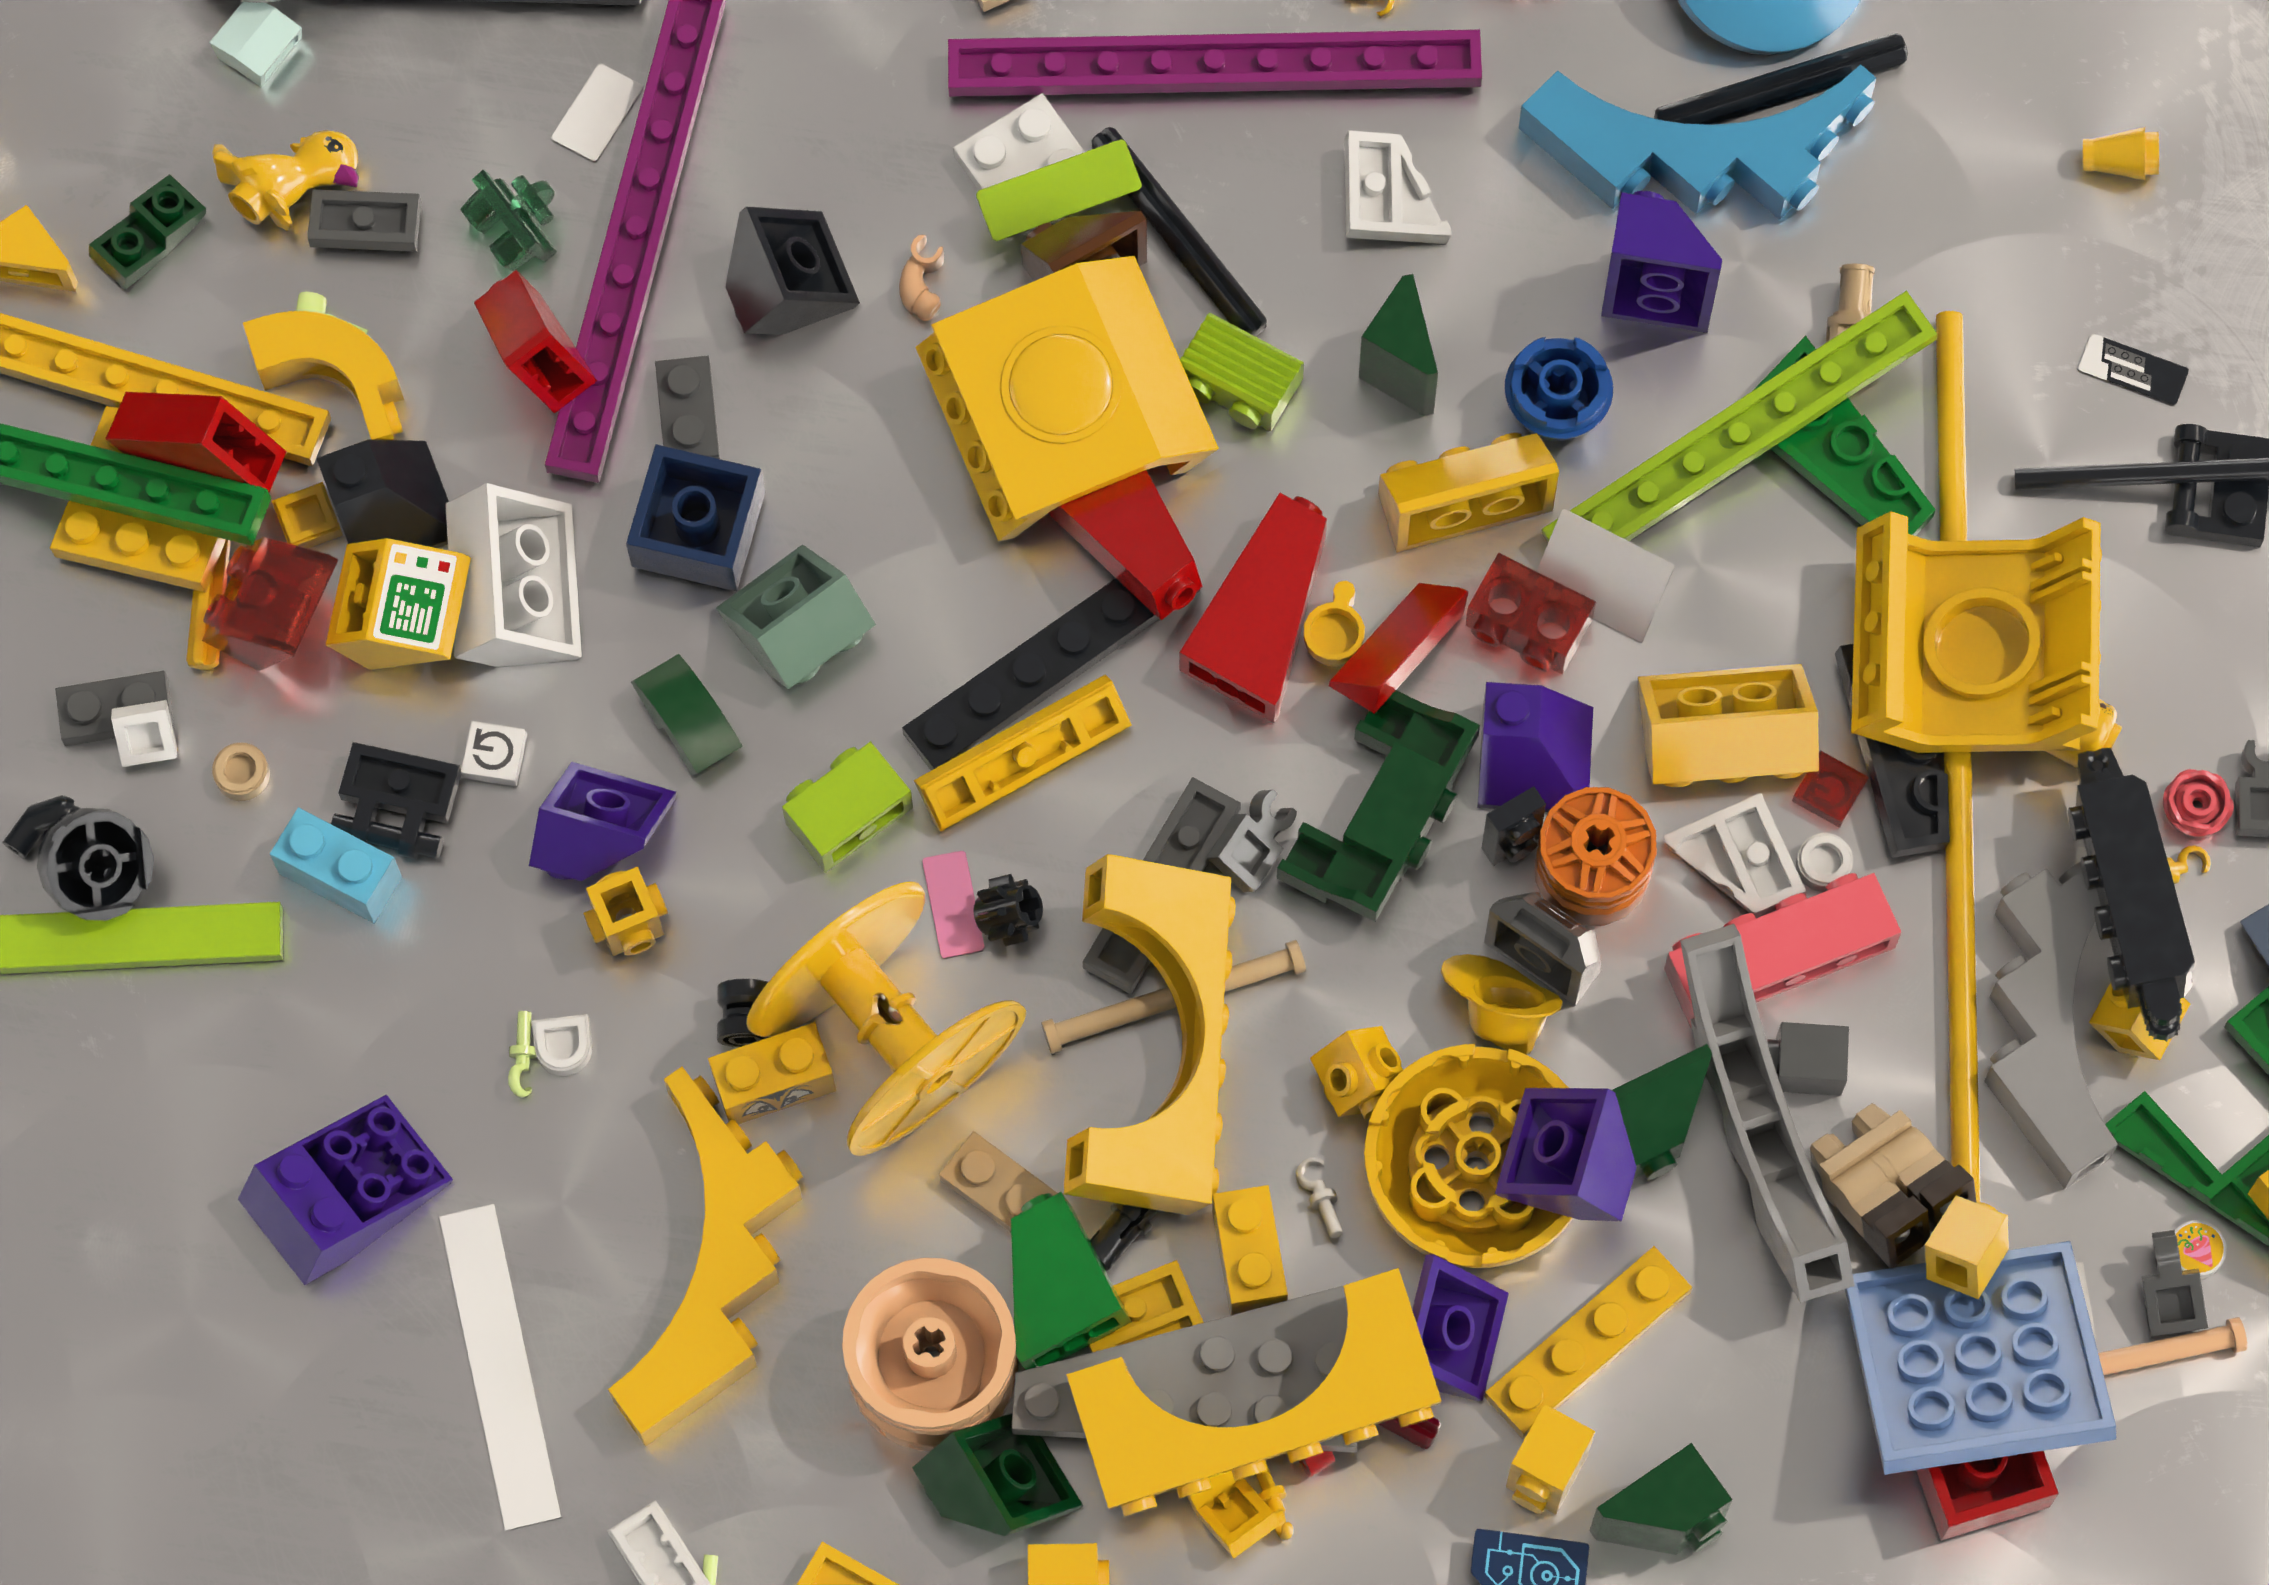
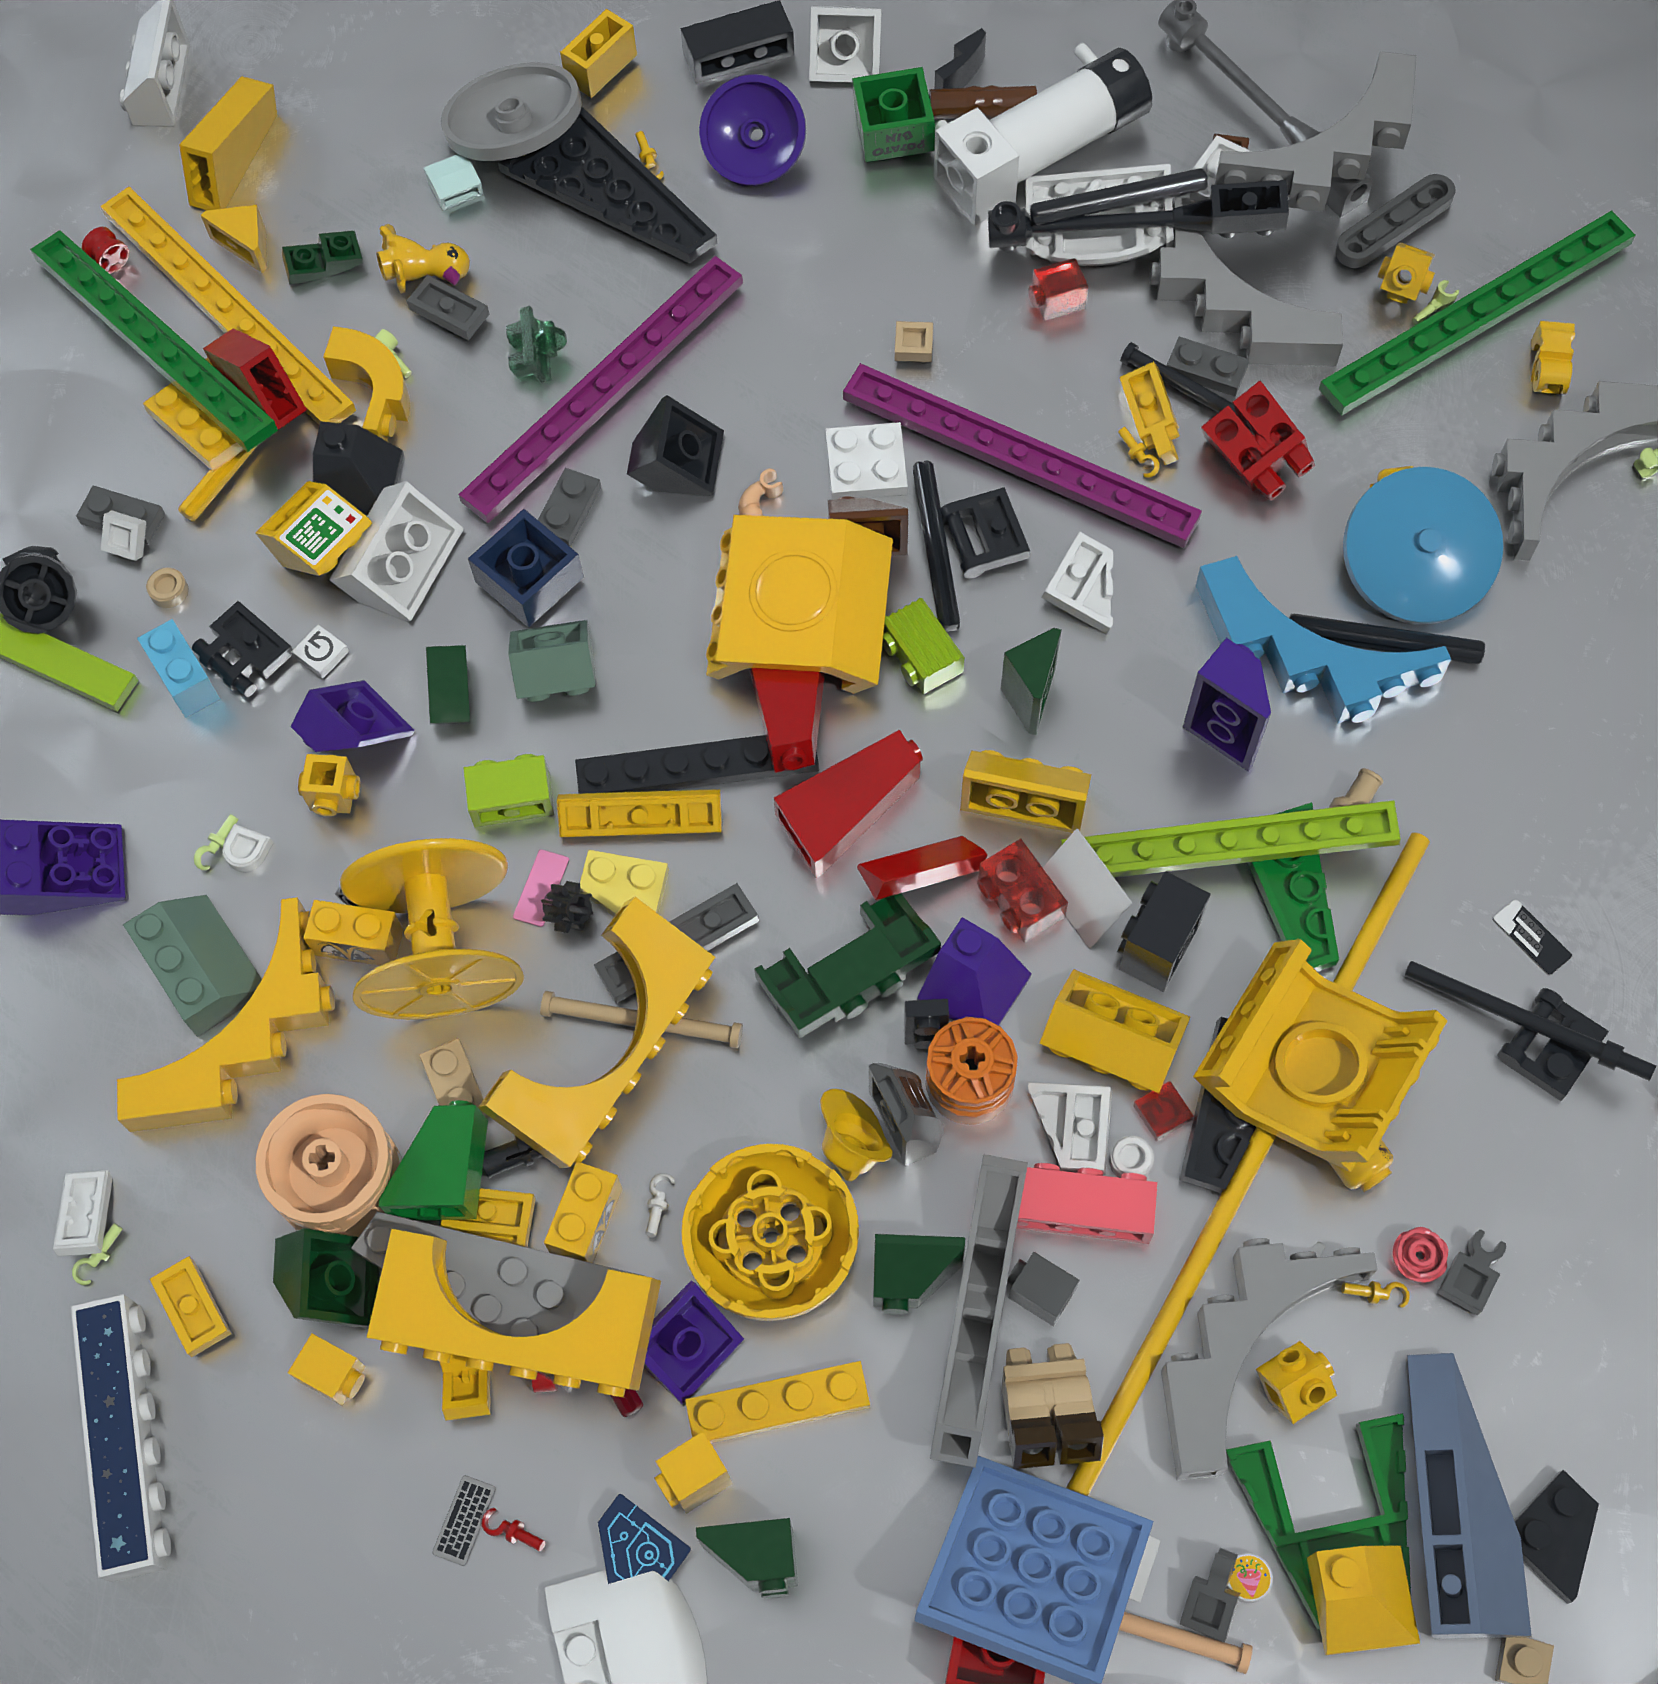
camera: 30 degrees right, 5 degrees down
(267, 601) = (238, 490): clear red slope -> none
(307, 517) = (298, 460): yellow tile -> none
(500, 1367) = (74, 1035): white sticker -> none
(533, 342) = (492, 417): red slope -> none
(597, 112) = (625, 312): white sticker -> none
(597, 1207) = (195, 960): none -> sand green slope
(1051, 846) = (618, 878): none -> light yellow wing
(1058, 190) = (872, 480): lime piece -> none
(1242, 175) = (997, 529): none -> black plate
(1247, 843) = (746, 945): dark grey plate -> none
(1272, 1497) = (500, 1392): yellow hand -> none
(1335, 629) = (887, 834): yellow piece -> none
(1357, 1070) = (727, 1128): yellow brick -> none
(1559, 388) = (1122, 753): blue cone -> none
(1569, 1154) = (826, 1264): dark purple slope -> none
(1721, 579) = (1162, 930): none -> black brick
(1967, 1246) = (1073, 1484): yellow brick -> none
(2123, 154) = (1601, 791): yellow cone -> none
(2134, 891) = (1335, 1294): black hinge -> none

